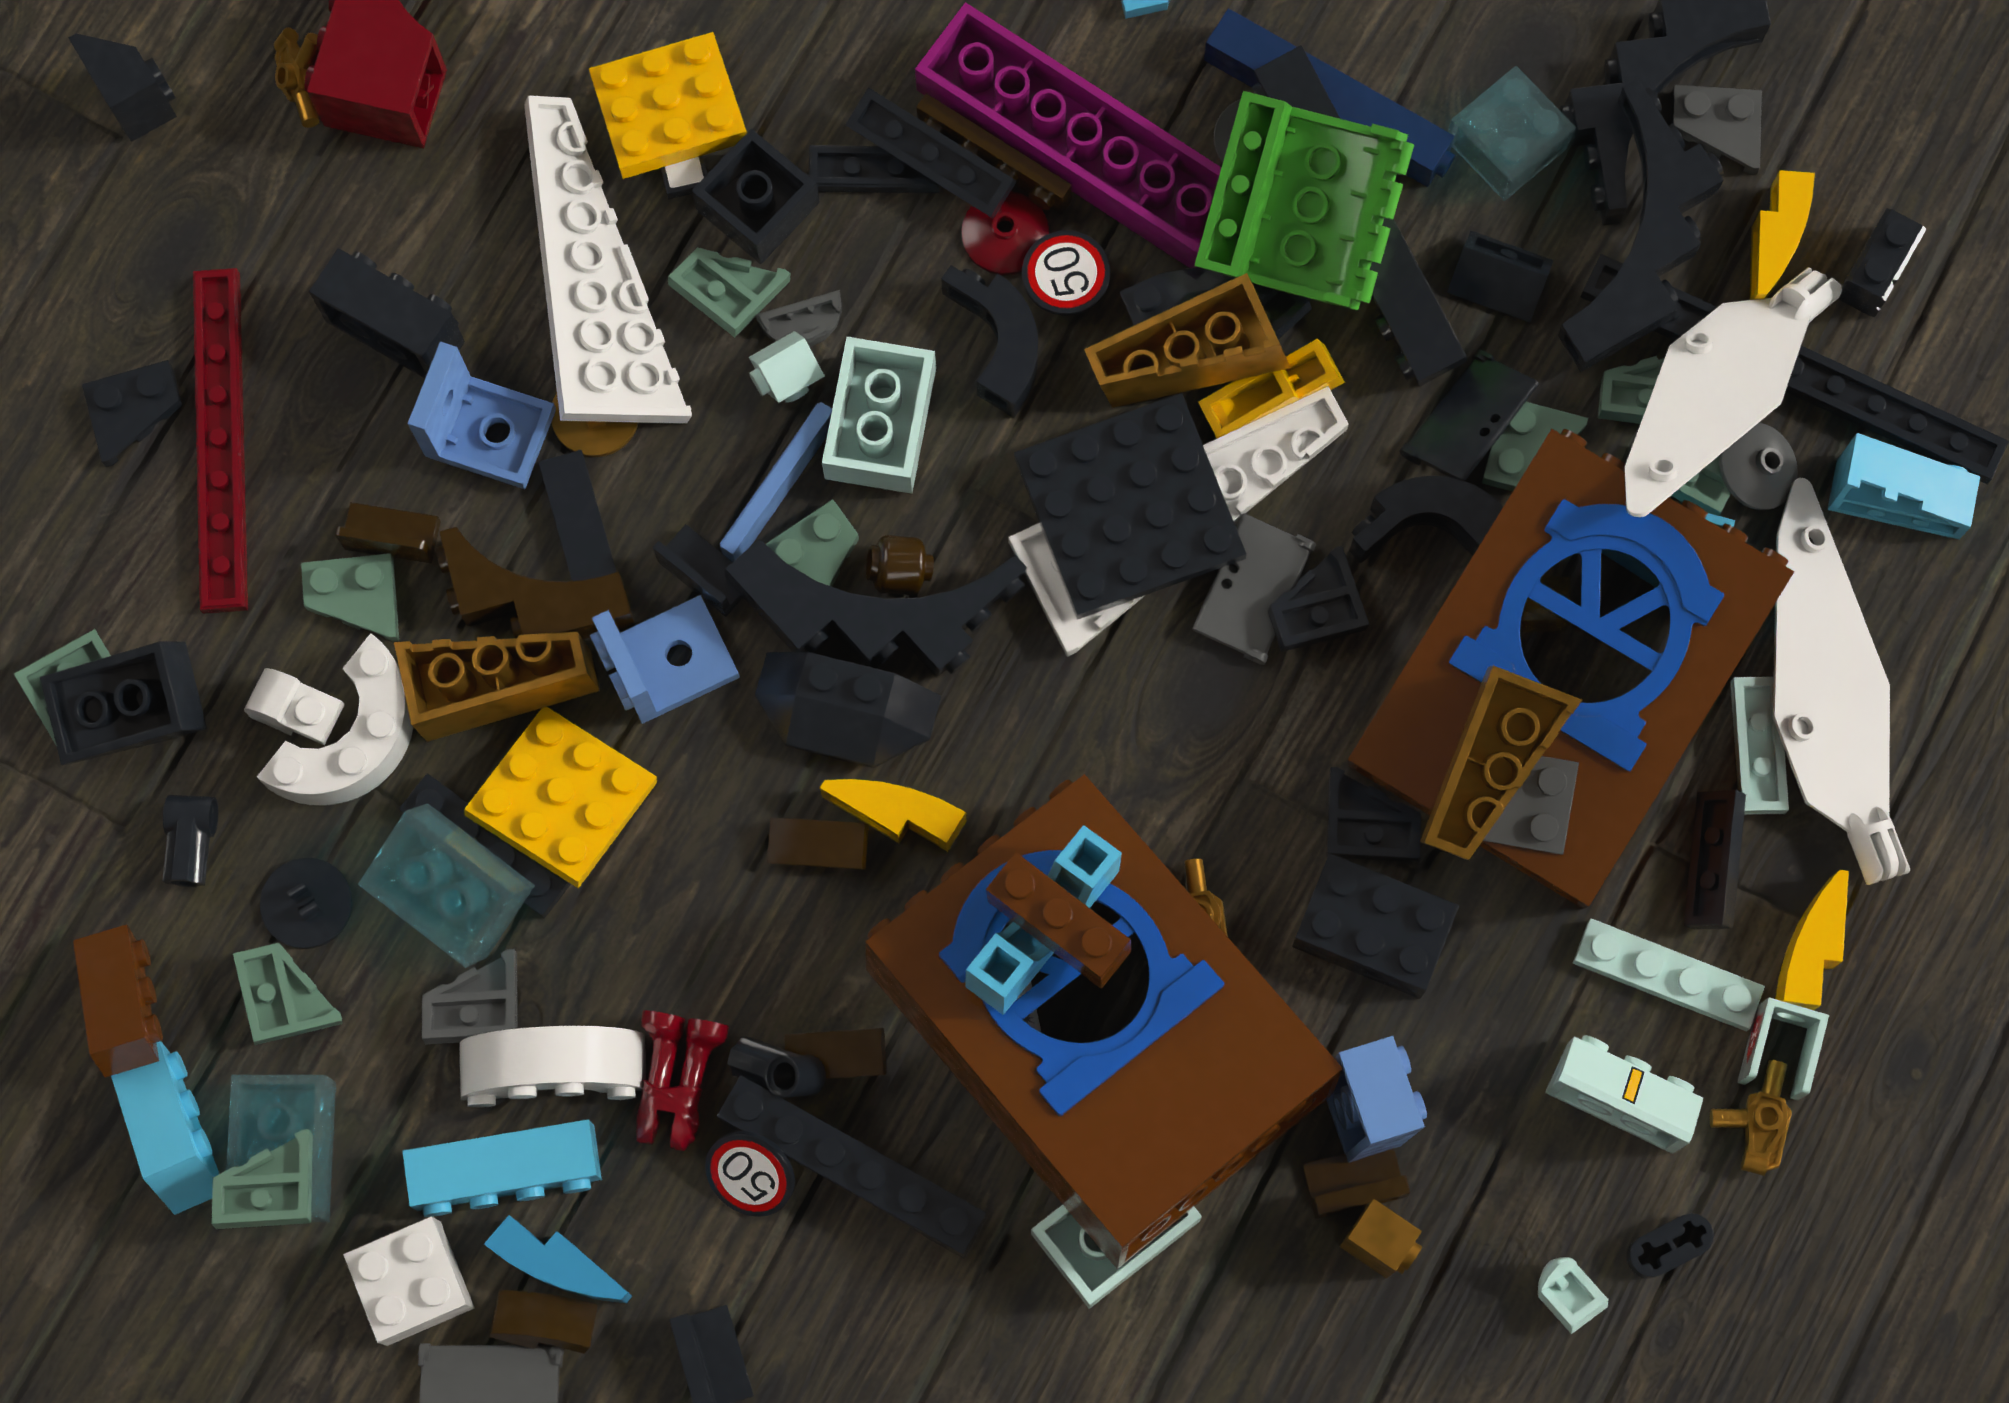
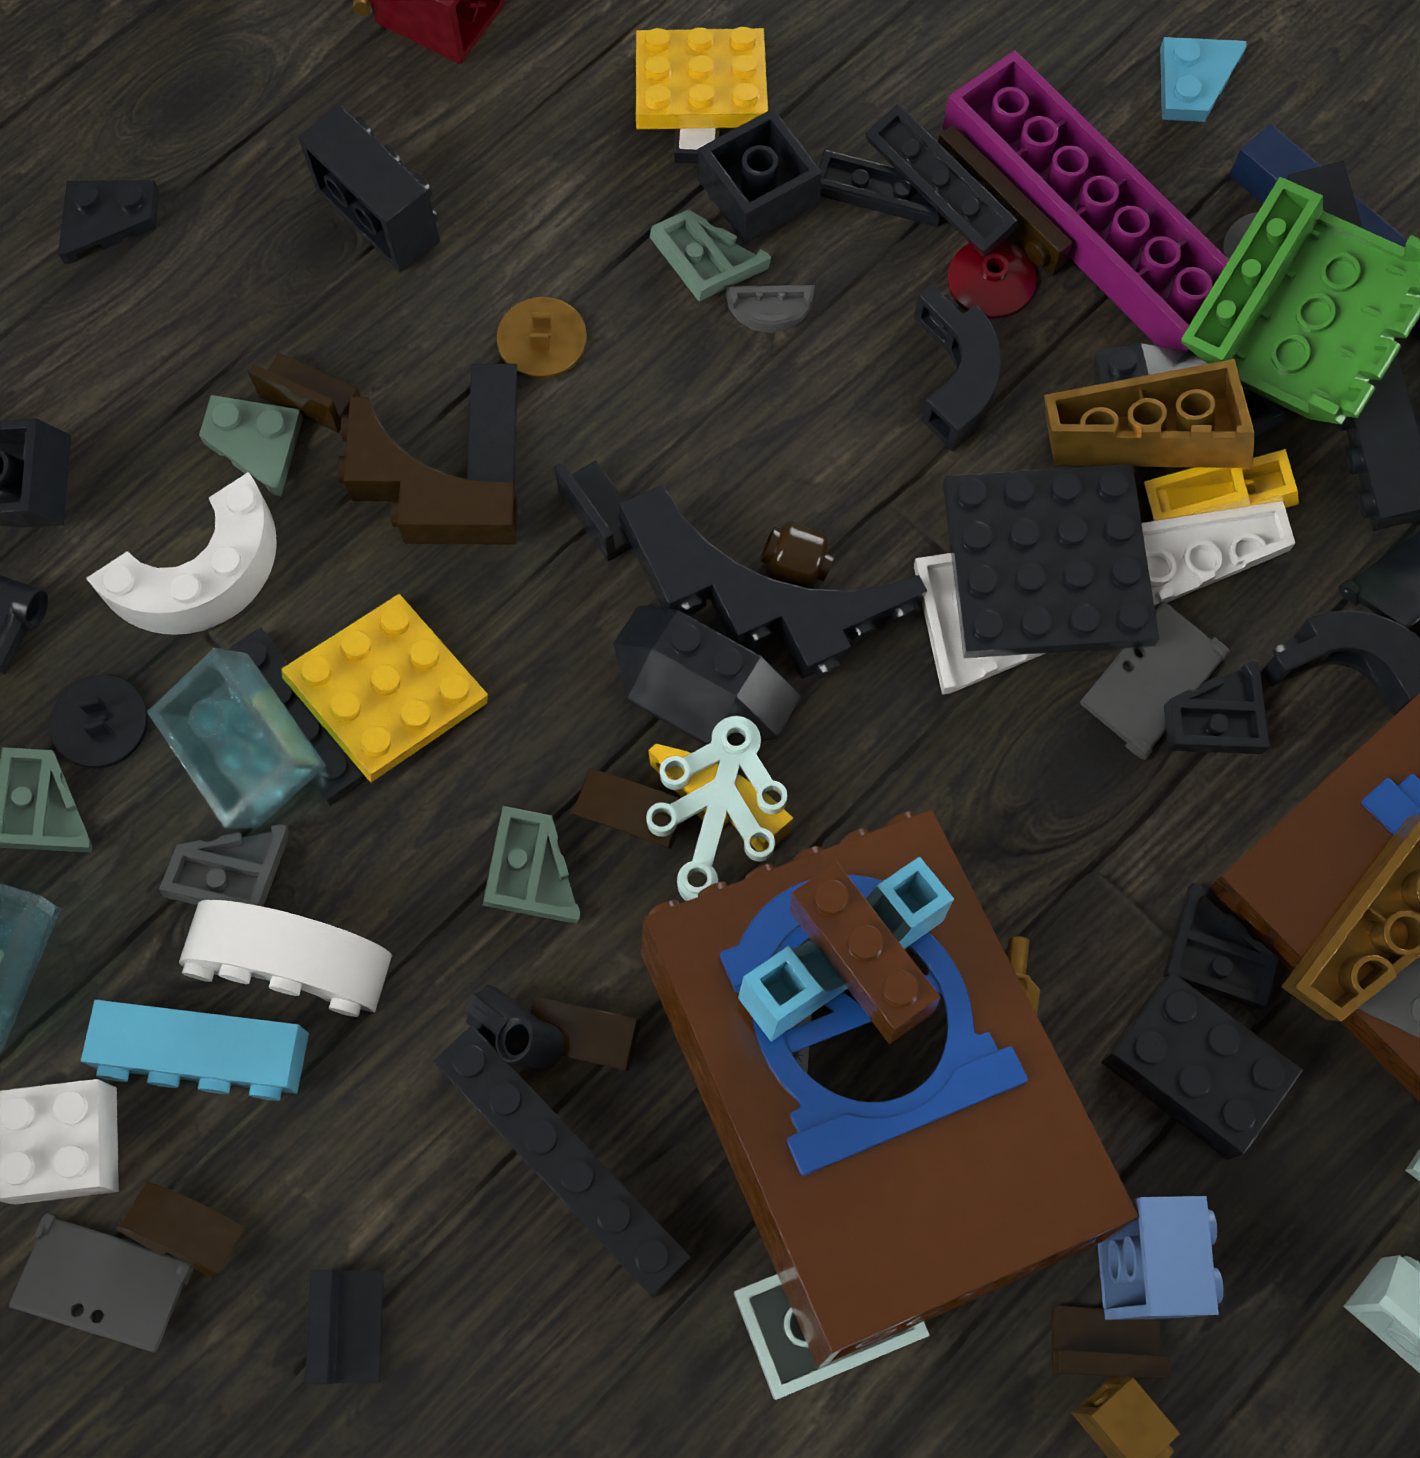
camera: 15 degrees right, 5 degrees down
(220, 441) = (176, 270): dark red tile -> none
(293, 706) = (150, 523): white brick -> none
(459, 409) = (404, 296): medium blue bracket -> none
(491, 679) = (349, 551): pearl gold wedge -> none
(554, 1263) = (214, 1168): dark azure slope -> none
(600, 326) = (571, 253): white wing -> none
(640, 657) = (506, 577): medium blue bracket -> none
(682, 1100) = (409, 1032): dark red piece -> none
(743, 923) = (528, 868): none -> sand green wing
(750, 1173) = (450, 1134): piece -> none
(777, 483) = (704, 440): medium blue tile -> none
(785, 368) = (739, 340): light aqua brick -> none
(817, 543) = (723, 513): sand green wing -> none
(879, 415) = (819, 406): light aqua brick -> none
(895, 814) = (719, 798): none -> light aqua plant
(1066, 273) = (1043, 325): piece -> none

